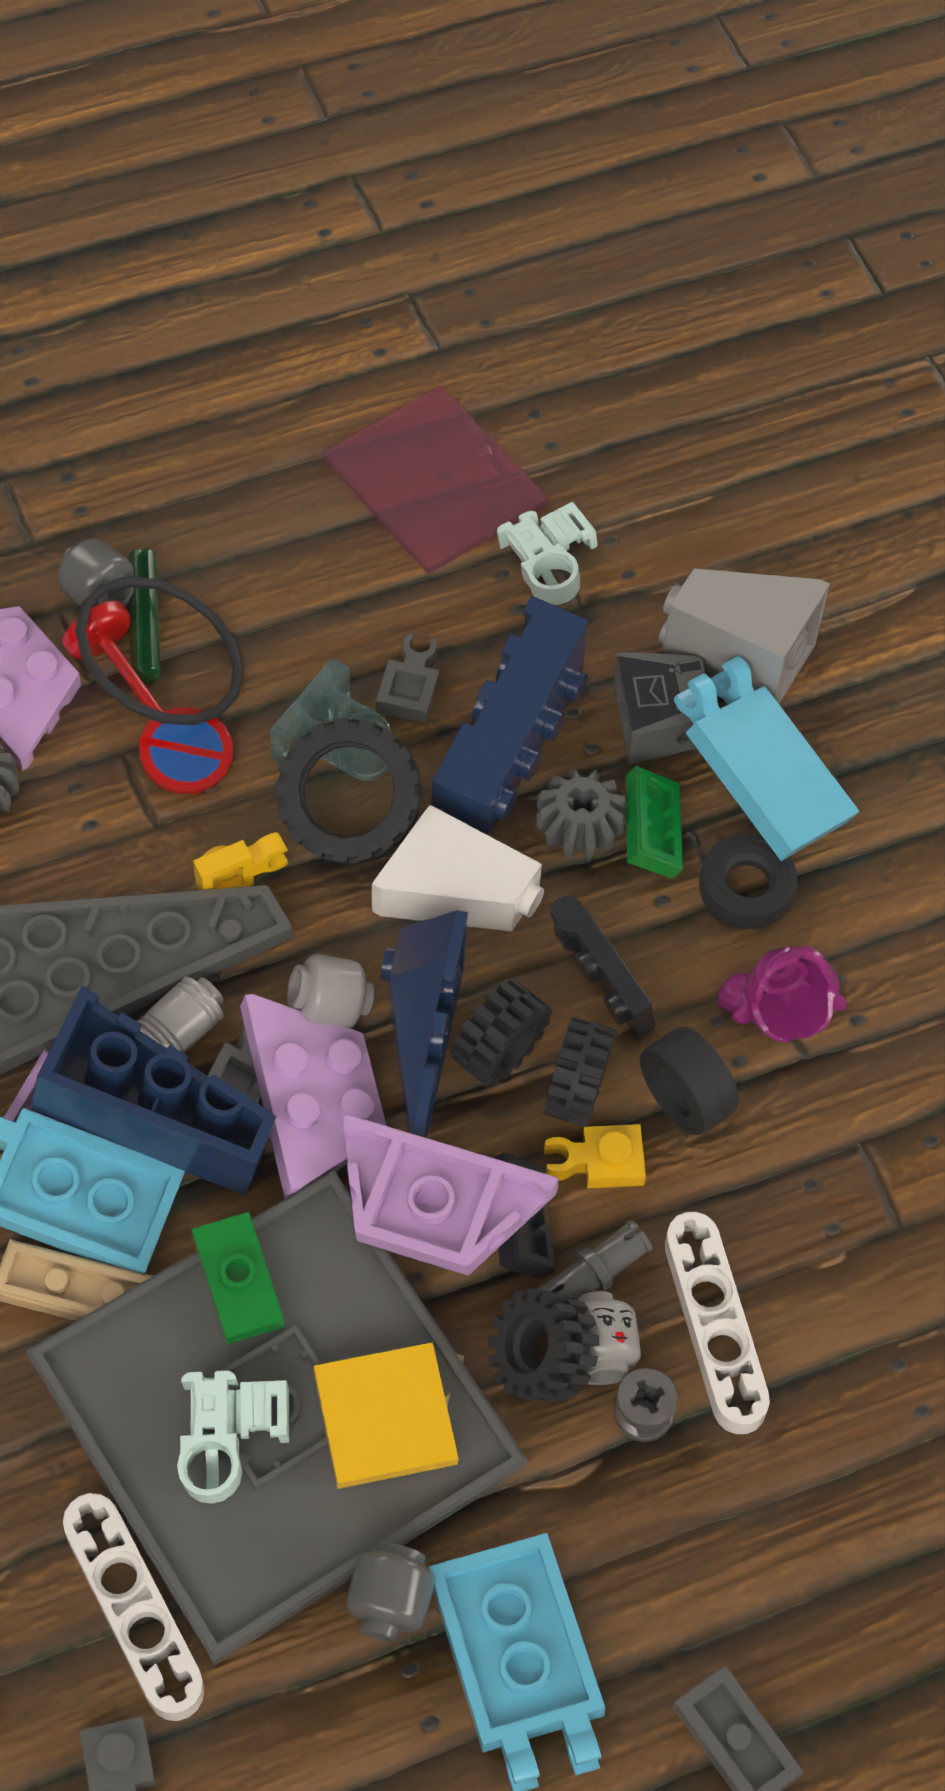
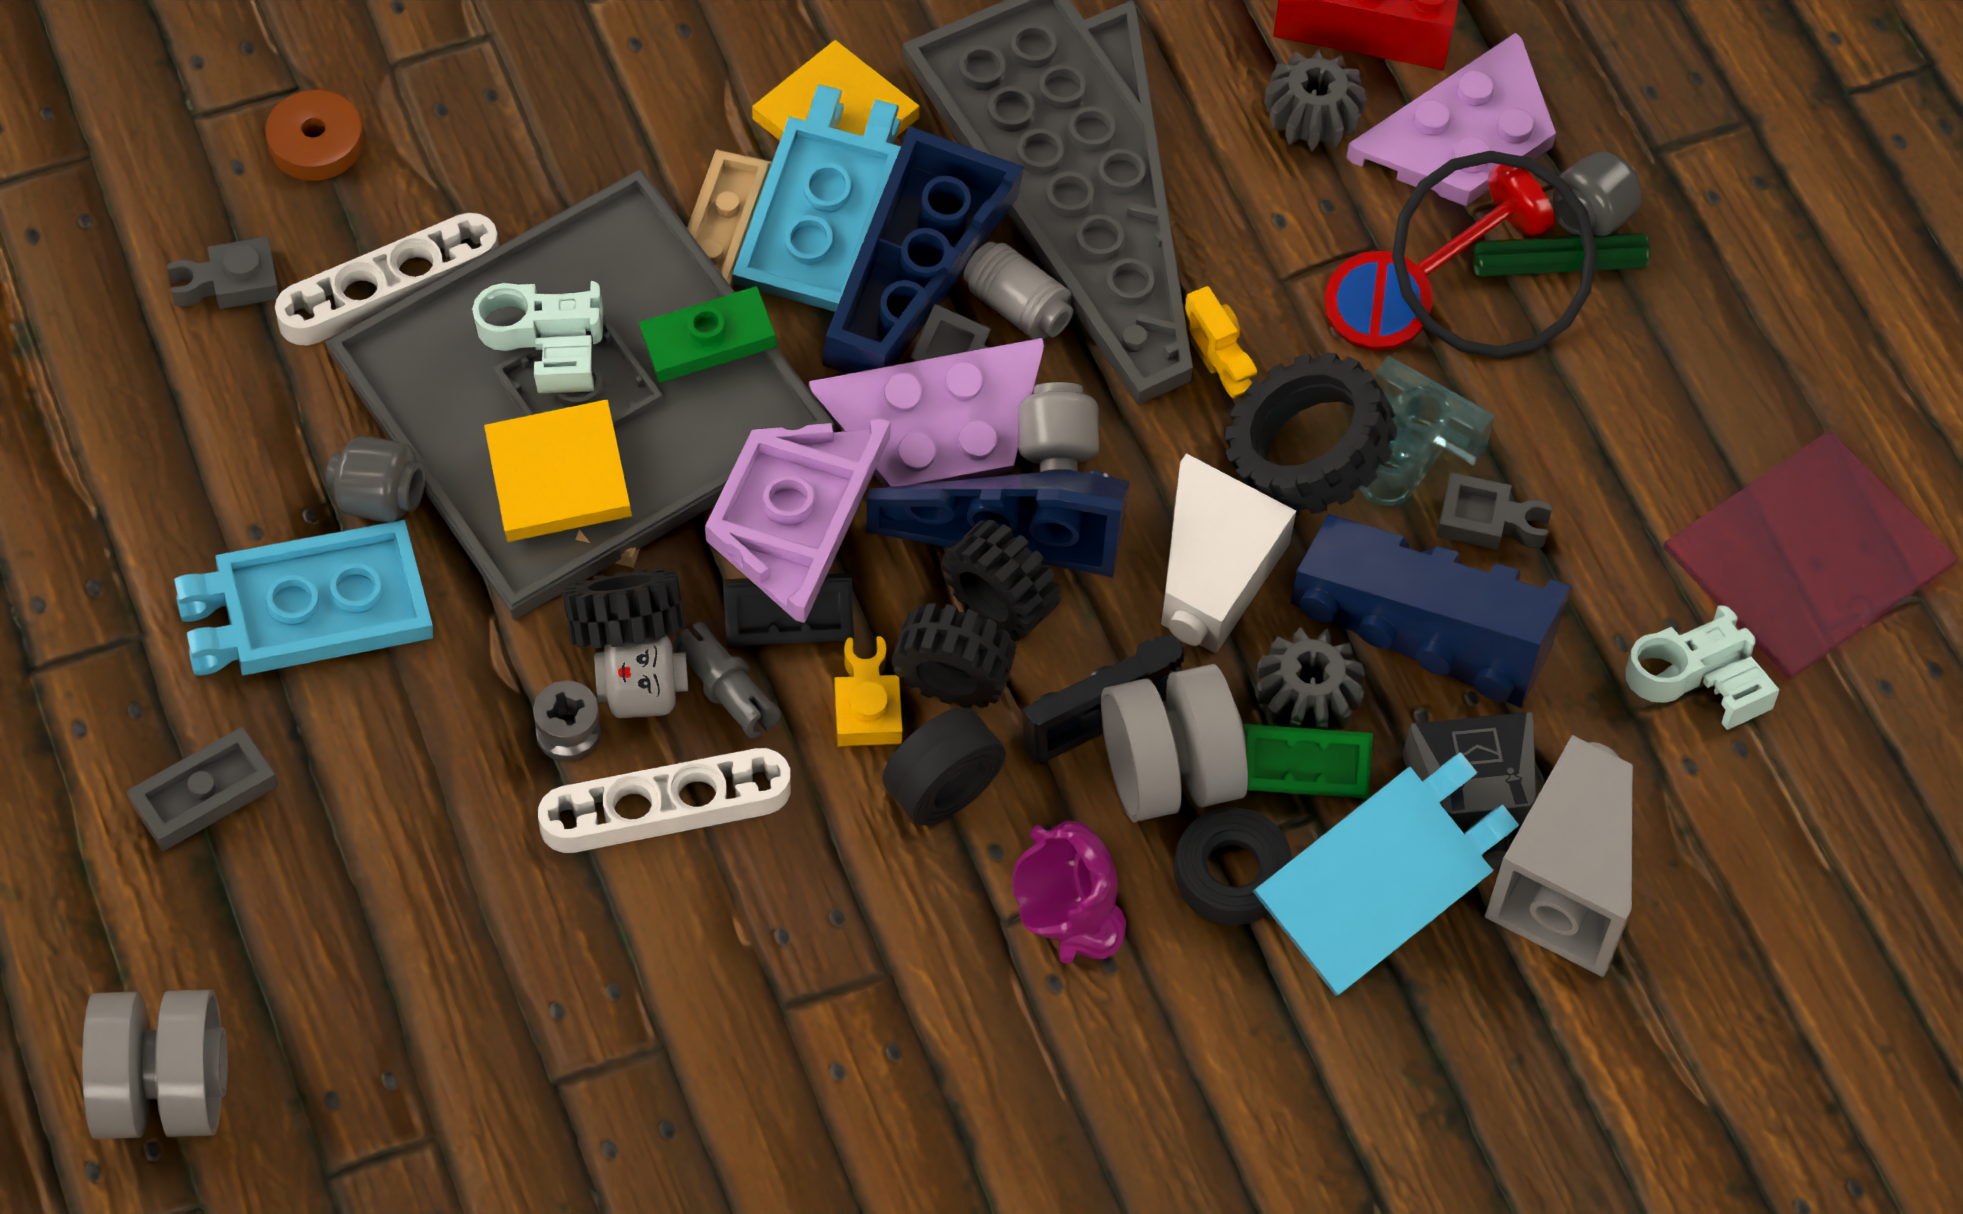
camera: 90 degrees right, 0 degrees up
(662, 902) = (1193, 739): none -> light grey wheel

